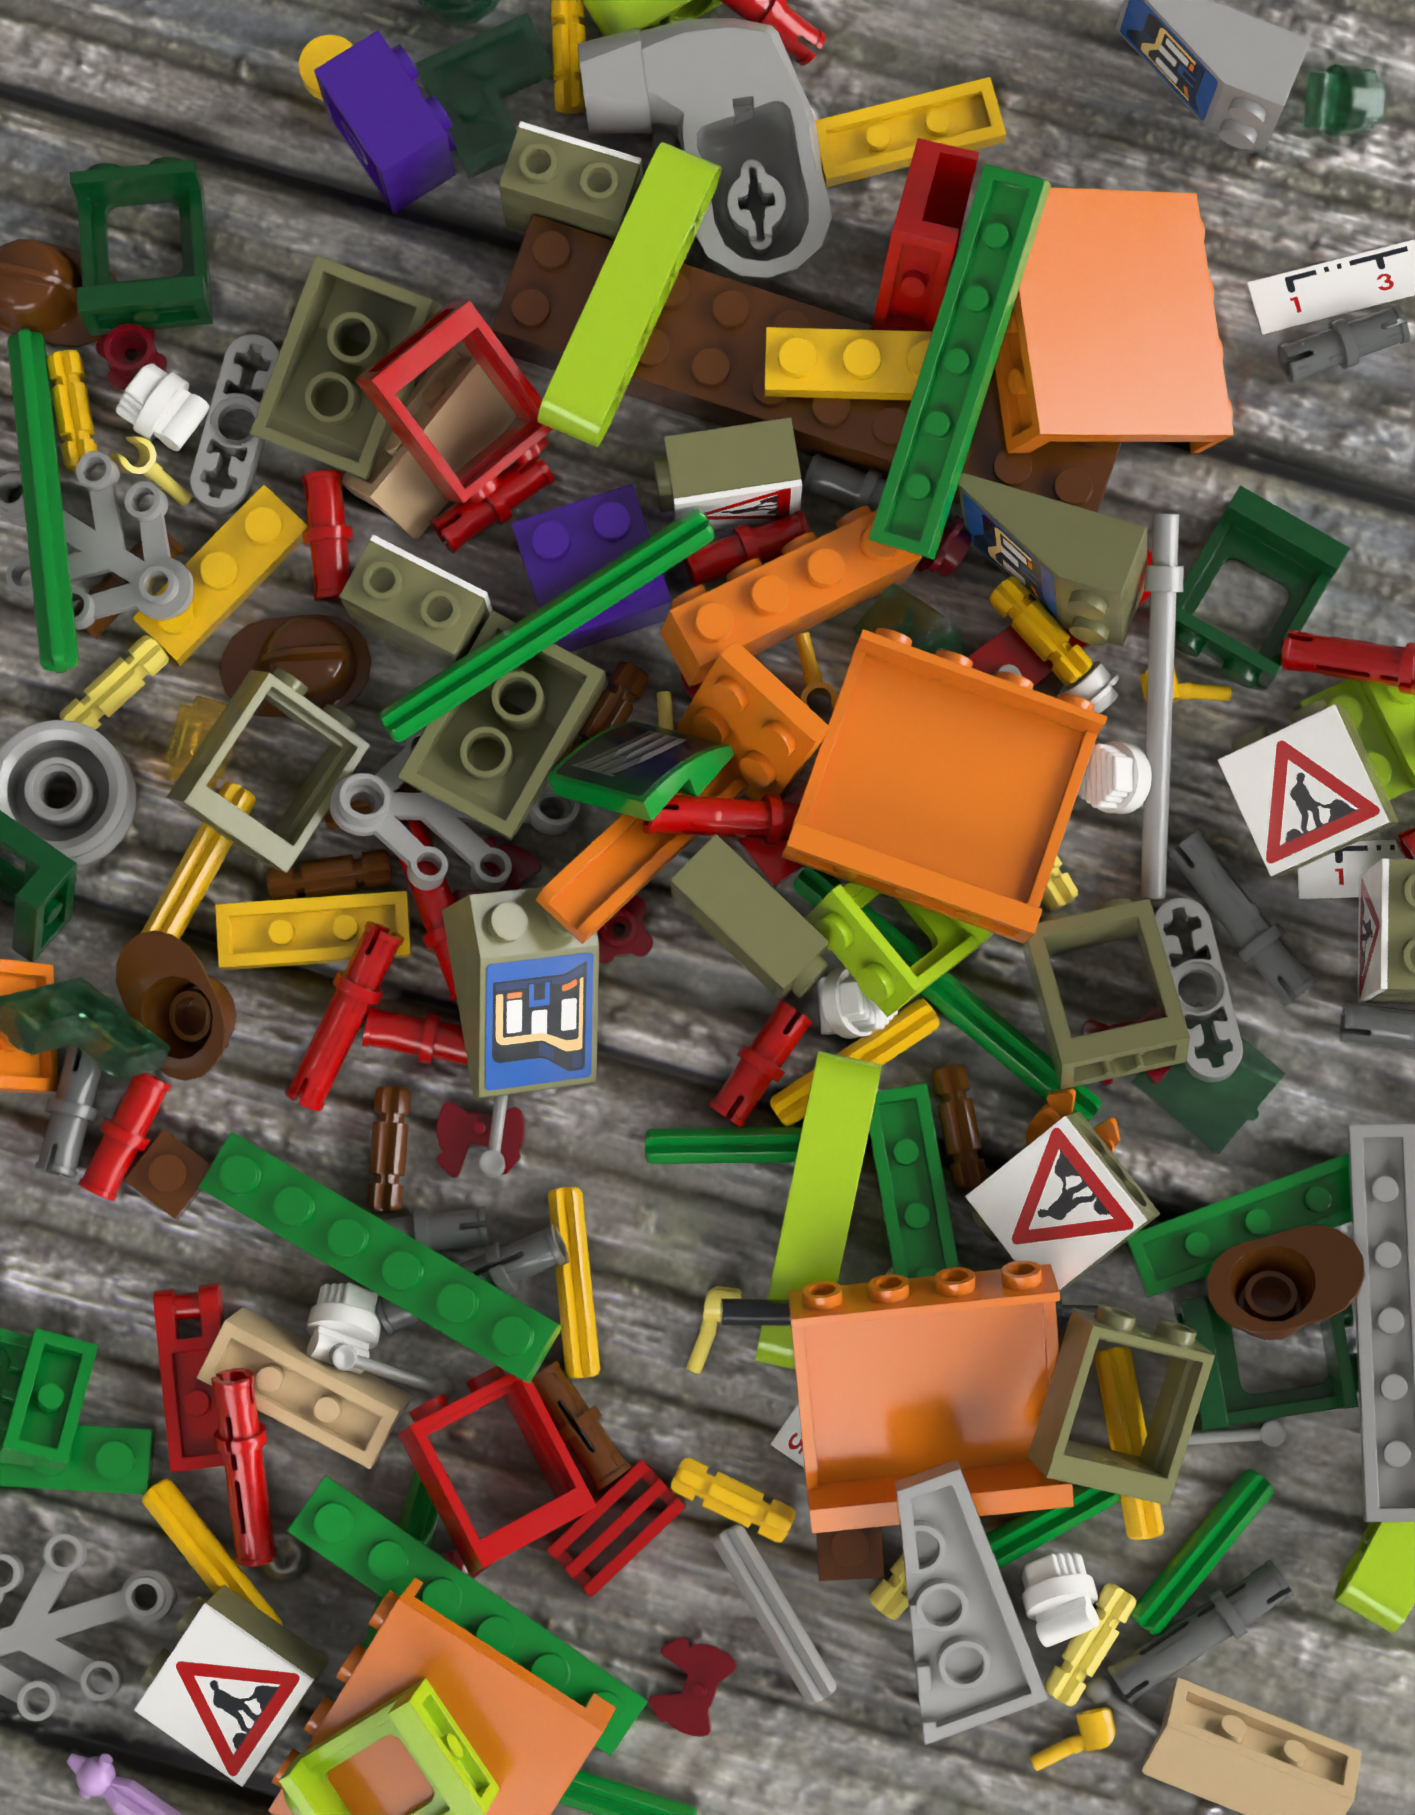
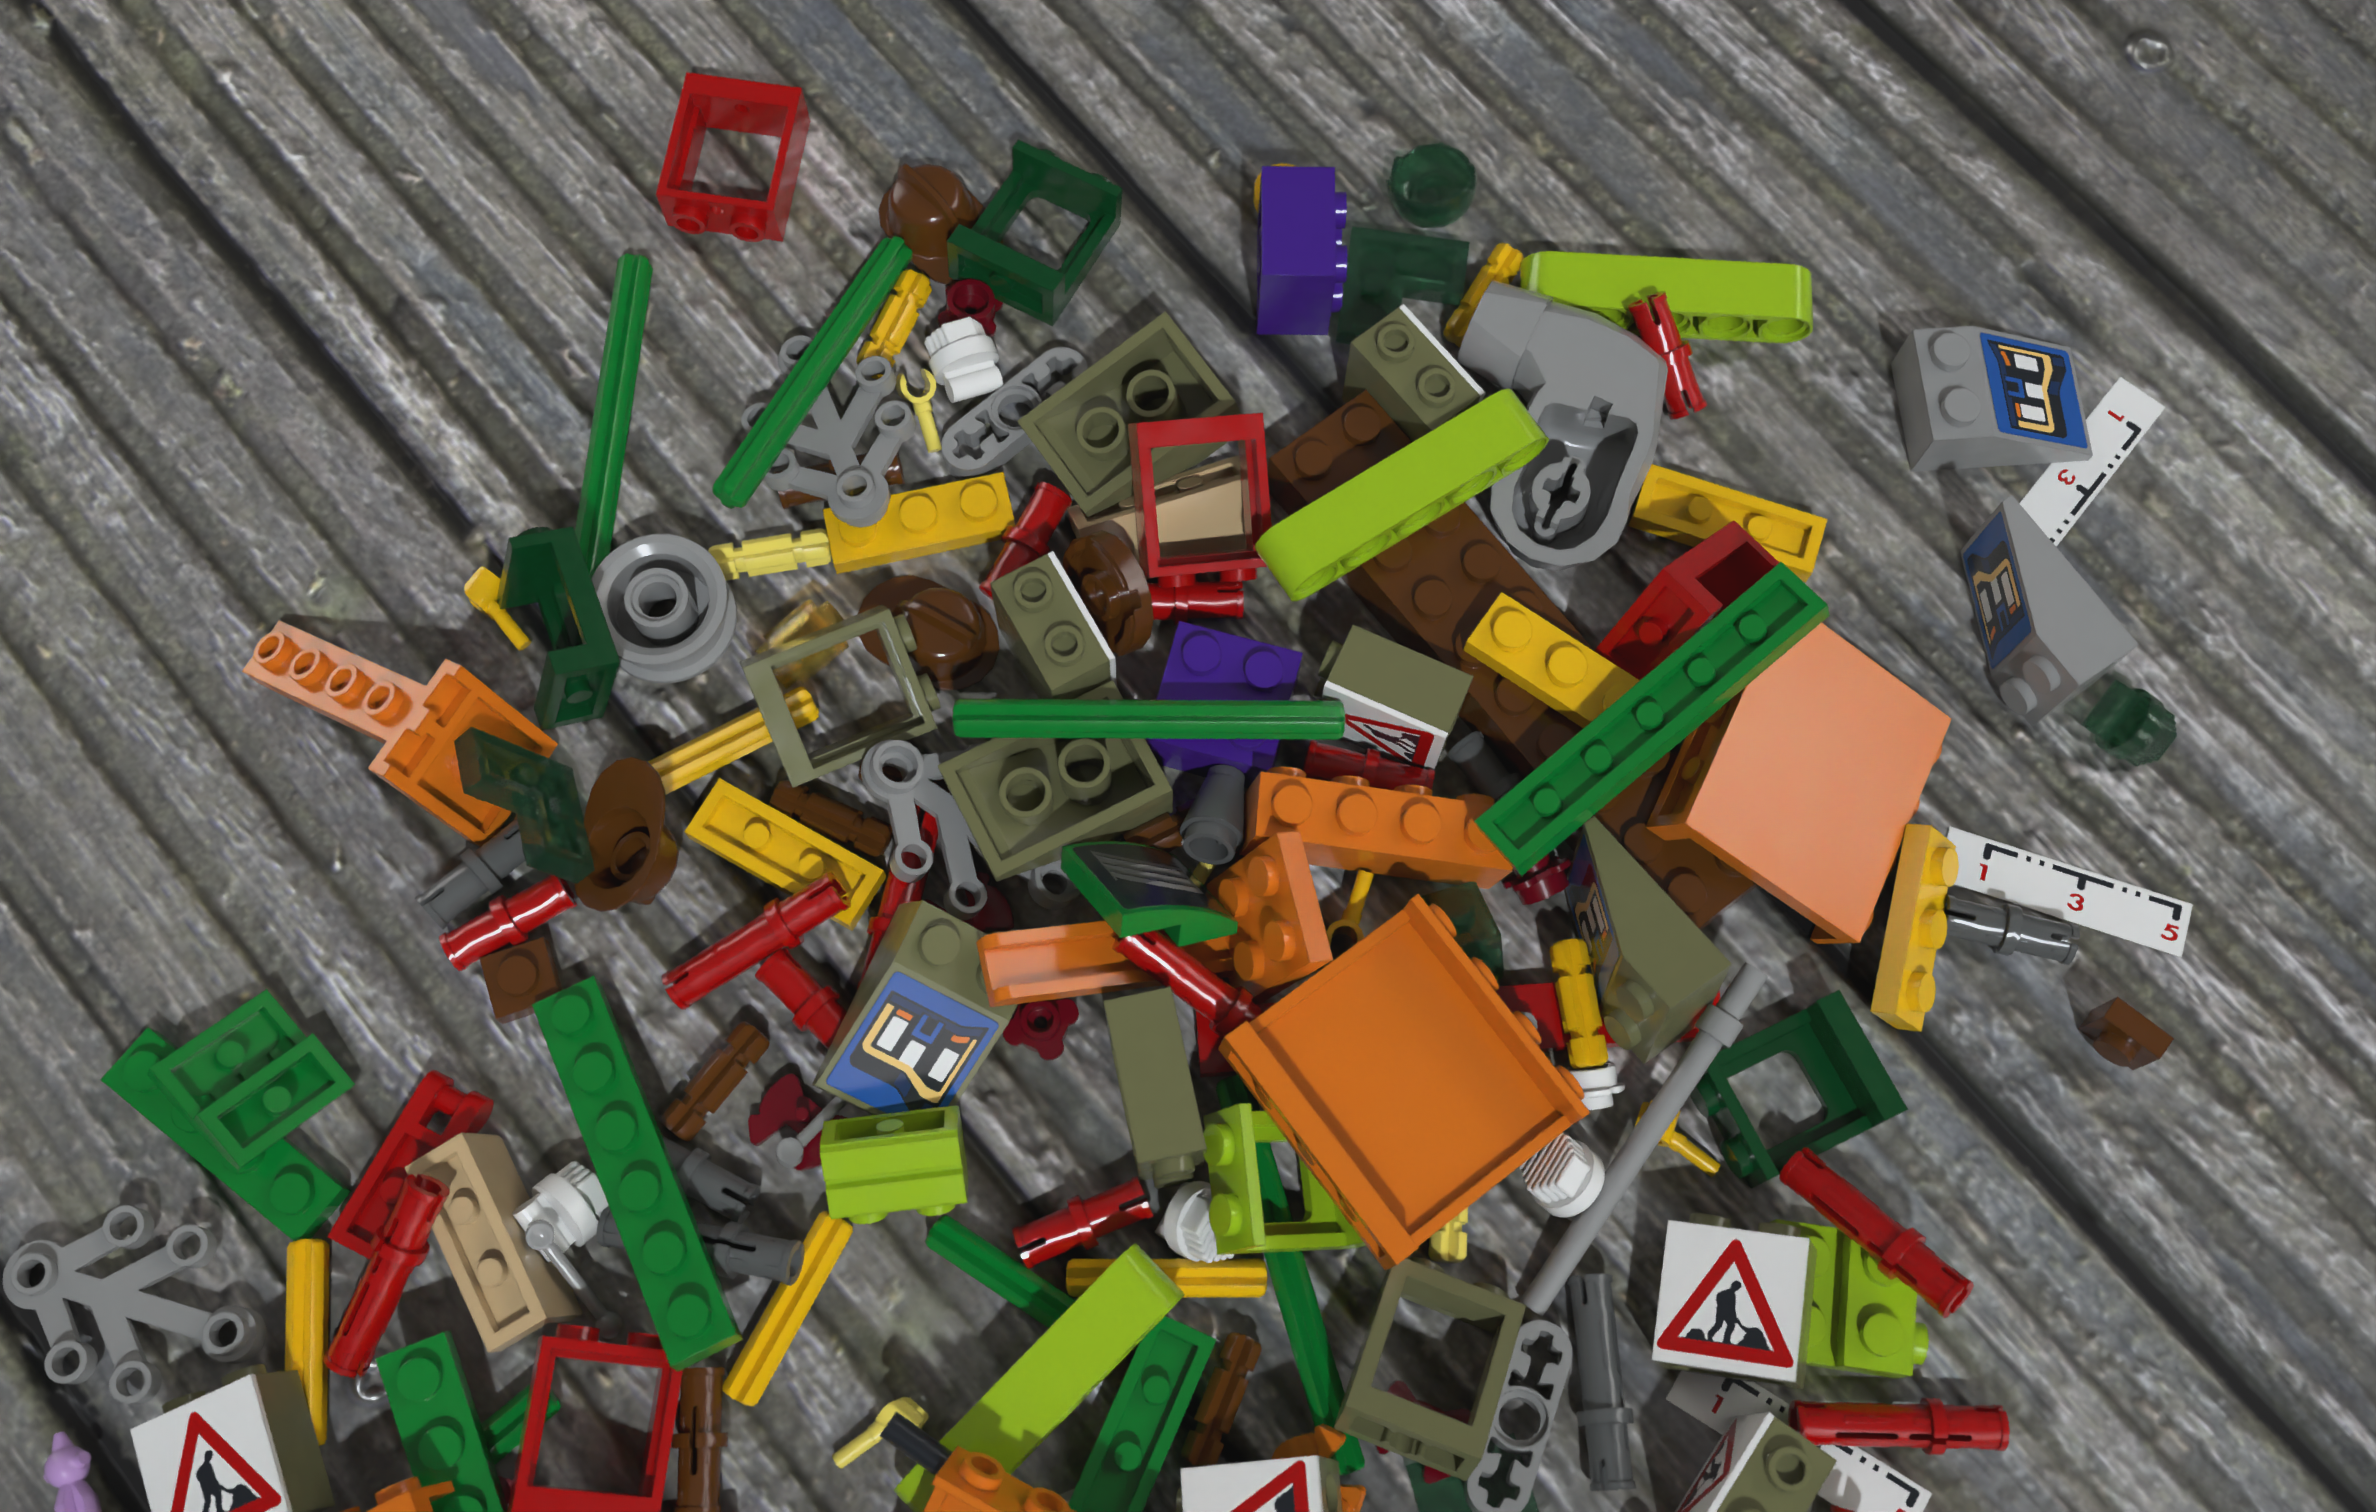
camera: 30 degrees right, 10 degrees down
(435, 531) = (1111, 589): none -> reddish brown tile
(583, 1116) = (894, 1164): none -> lime brick
(651, 669) = (1216, 817): none -> dark grey cone
(1269, 391) = (1914, 928): none -> yellow plate

